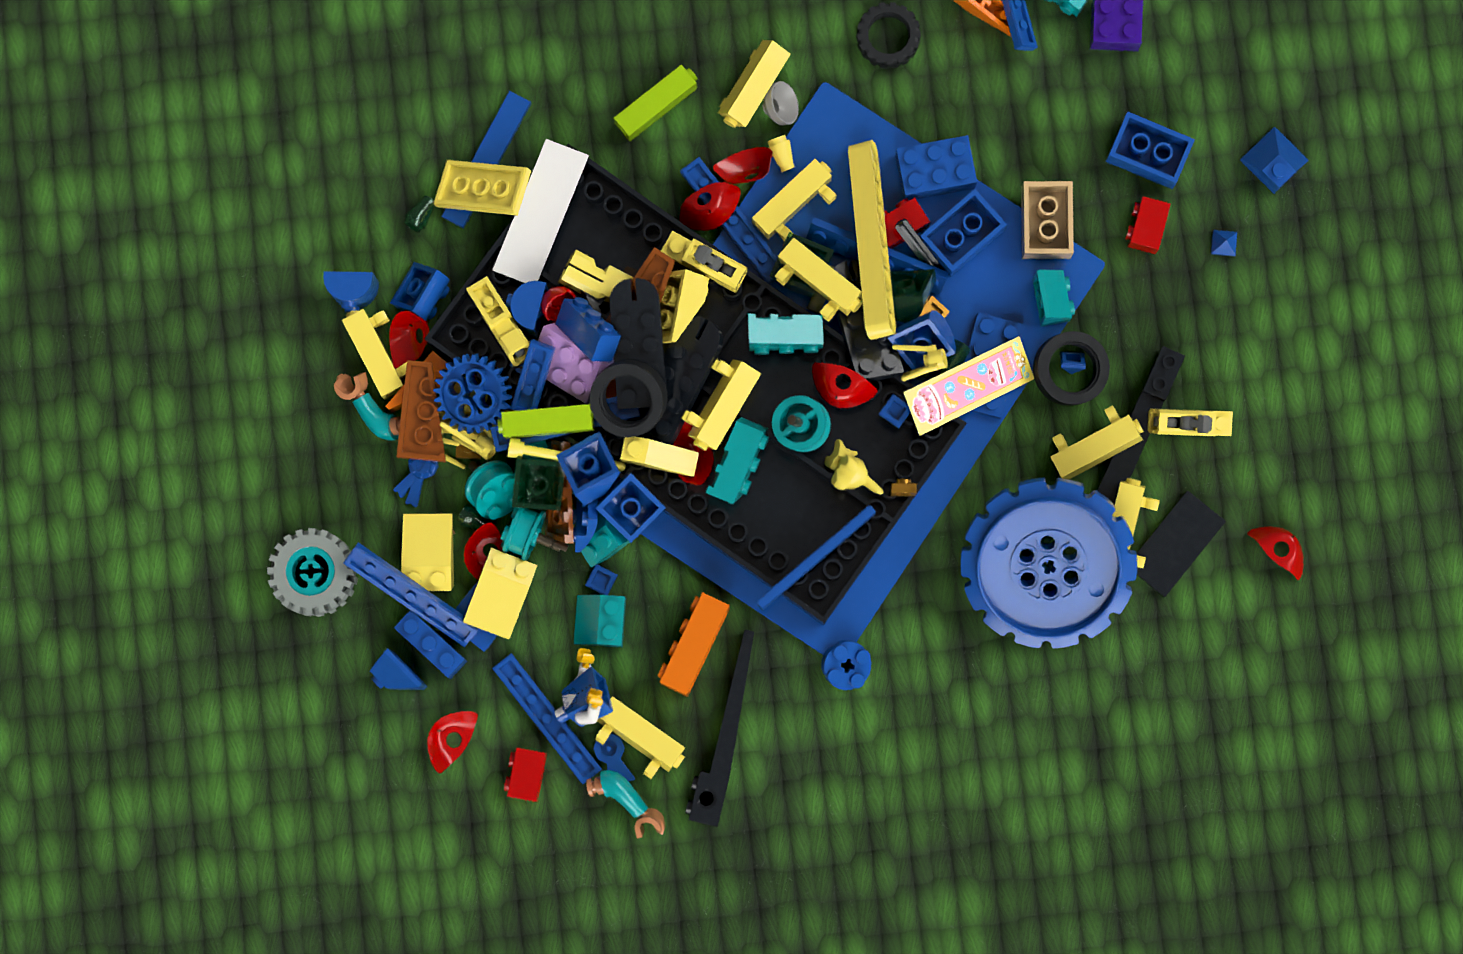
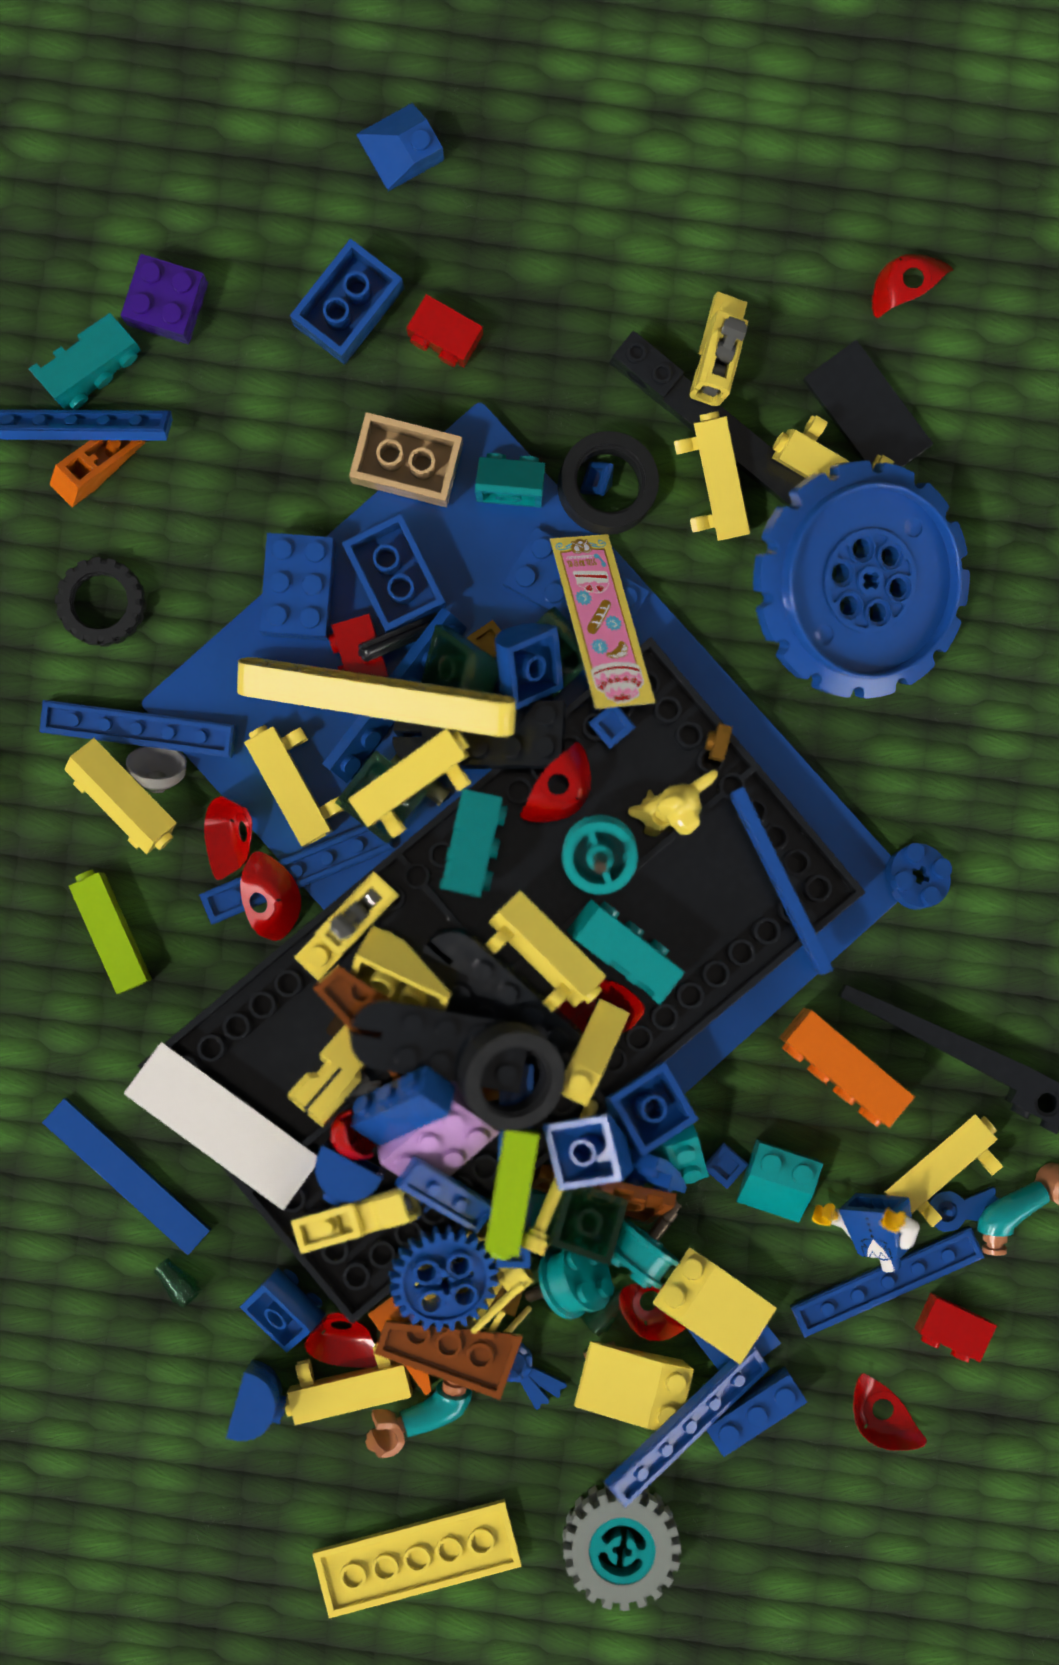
camera: 80 degrees left, 5 degrees up
(267, 432) = (417, 1558): none -> light yellow plate
(395, 674) = (783, 1465): blue slope -> none
(482, 187) = (165, 1193): light yellow tile -> none
(782, 152) = (223, 783): light yellow cone -> none
(805, 84) = (137, 728): none -> blue tile
(933, 360) = (561, 658): light yellow plant -> none
(1224, 243) = (492, 242): blue slope -> none

